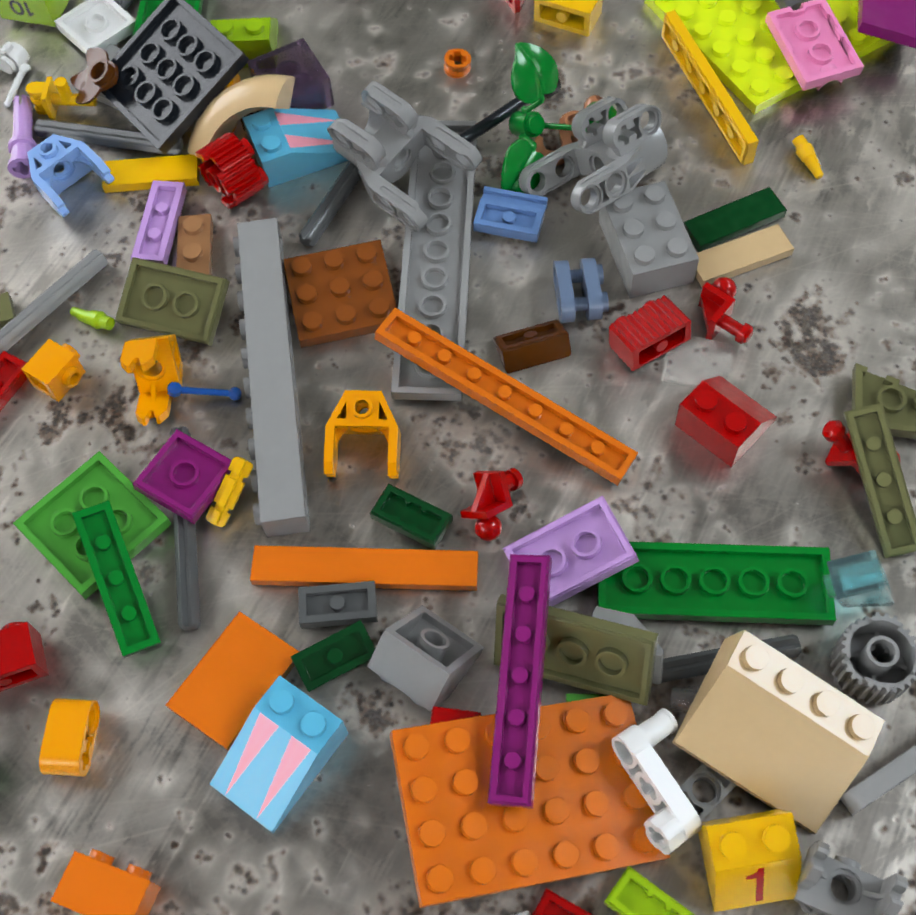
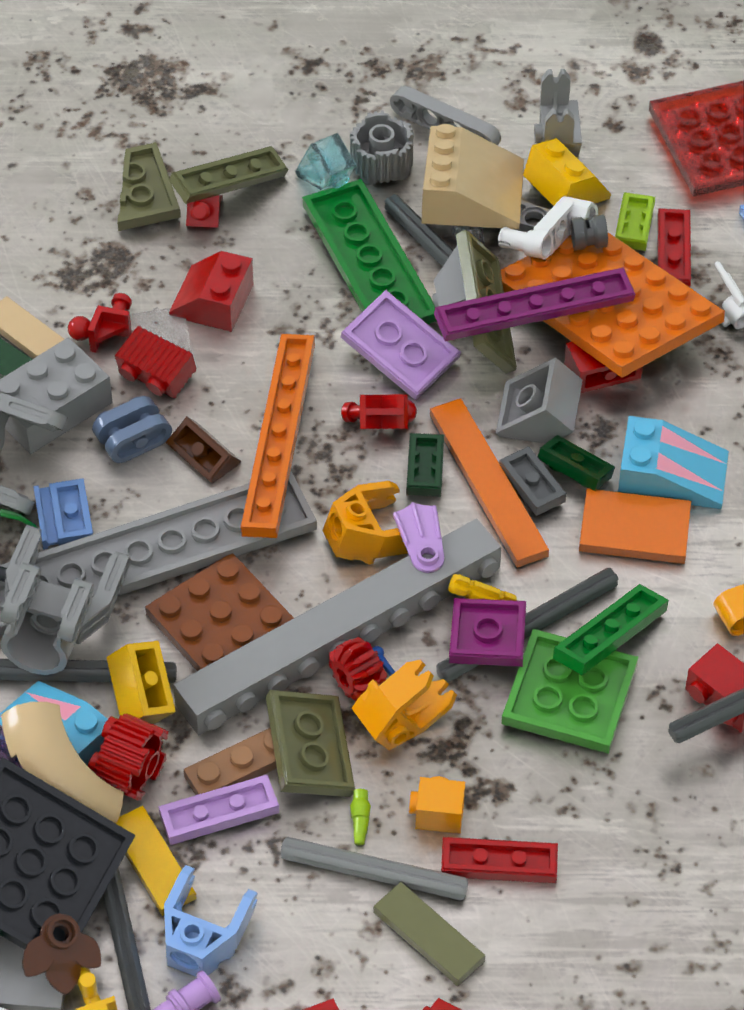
camera: 120 degrees left, 10 degrees down
(210, 356) = (355, 665): none -> red gear
(288, 194) = (141, 681): none -> yellow brick
(312, 458) = (421, 535): none -> lavender piece
(625, 815) = (589, 232): none -> dark grey wheel

